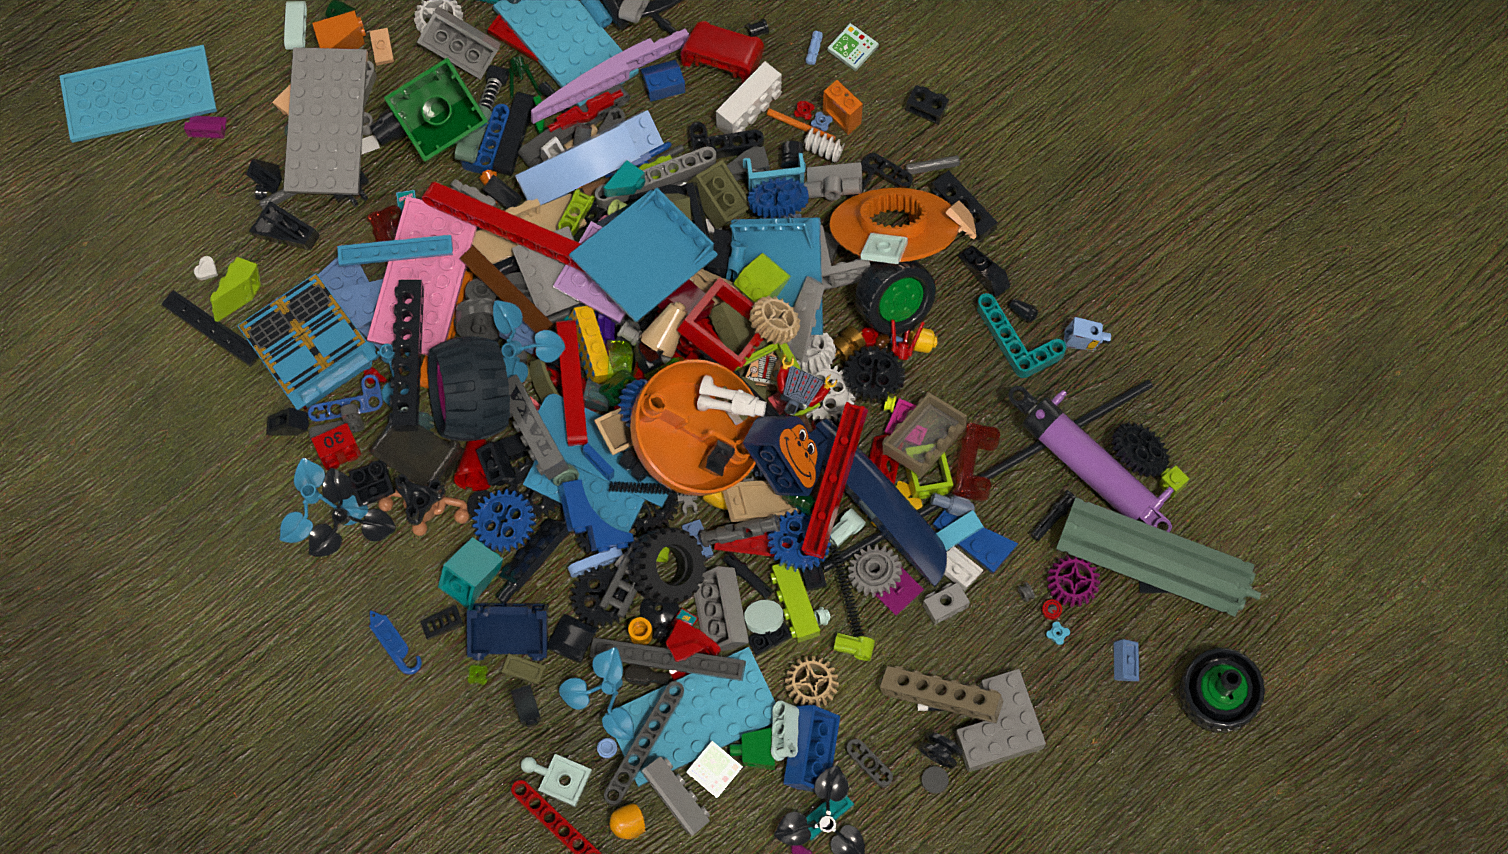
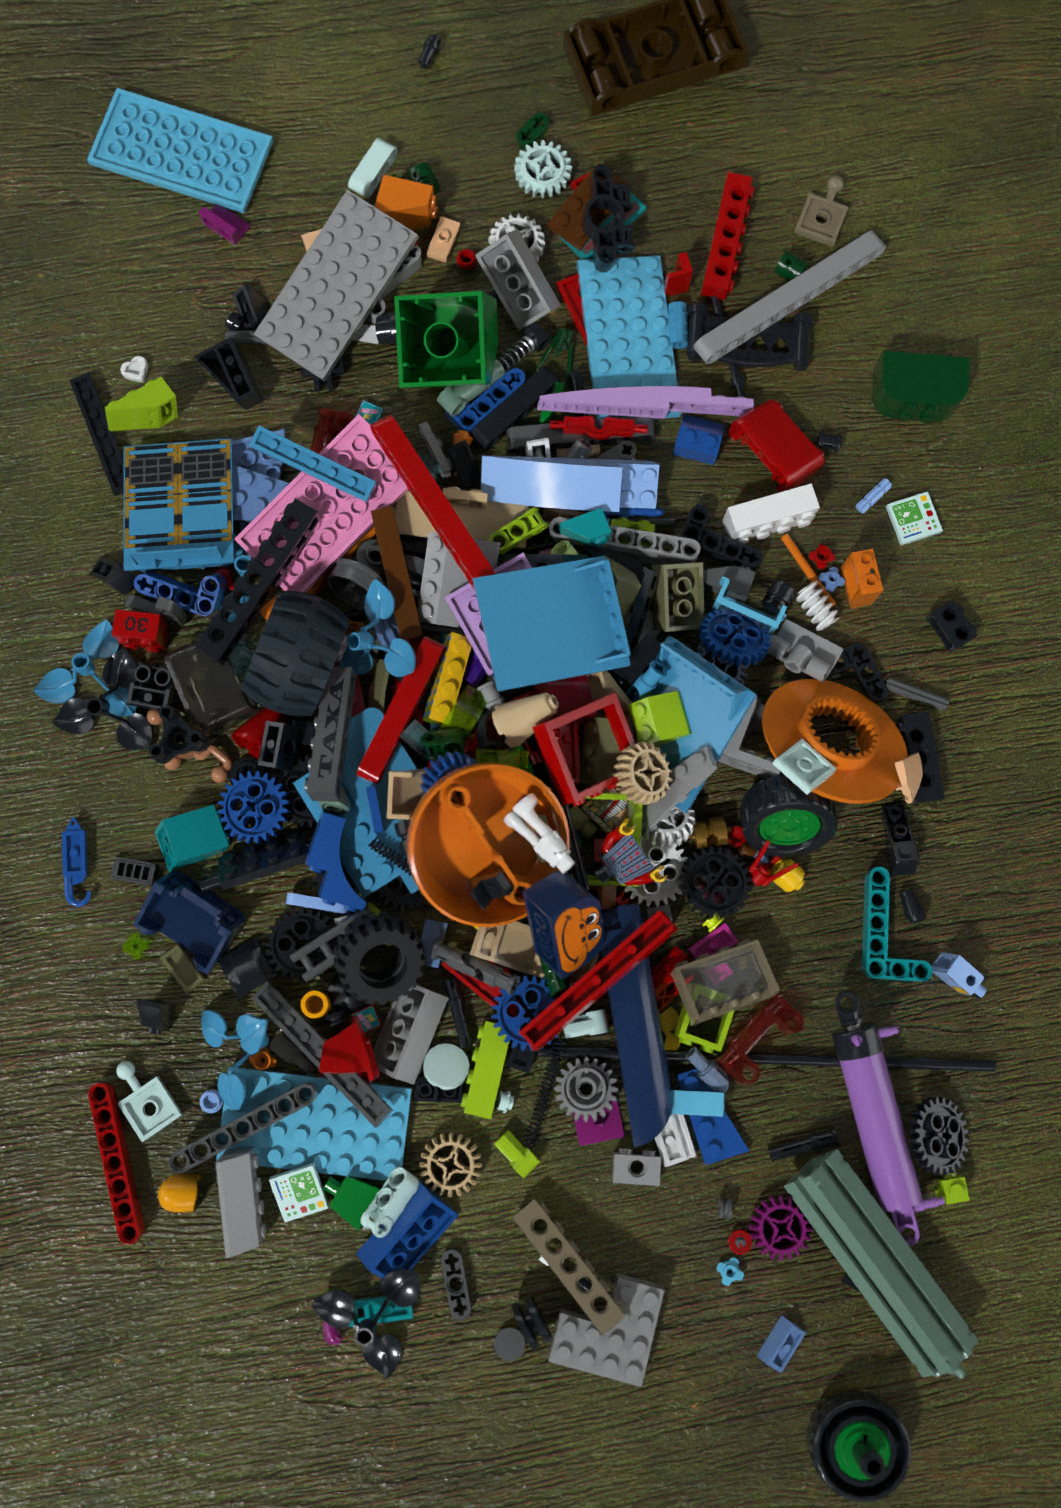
camera: 30 degrees right, 10 degrees up
(406, 47) = (466, 254): none -> red plate
(632, 694) = (264, 1053): none -> orange plate

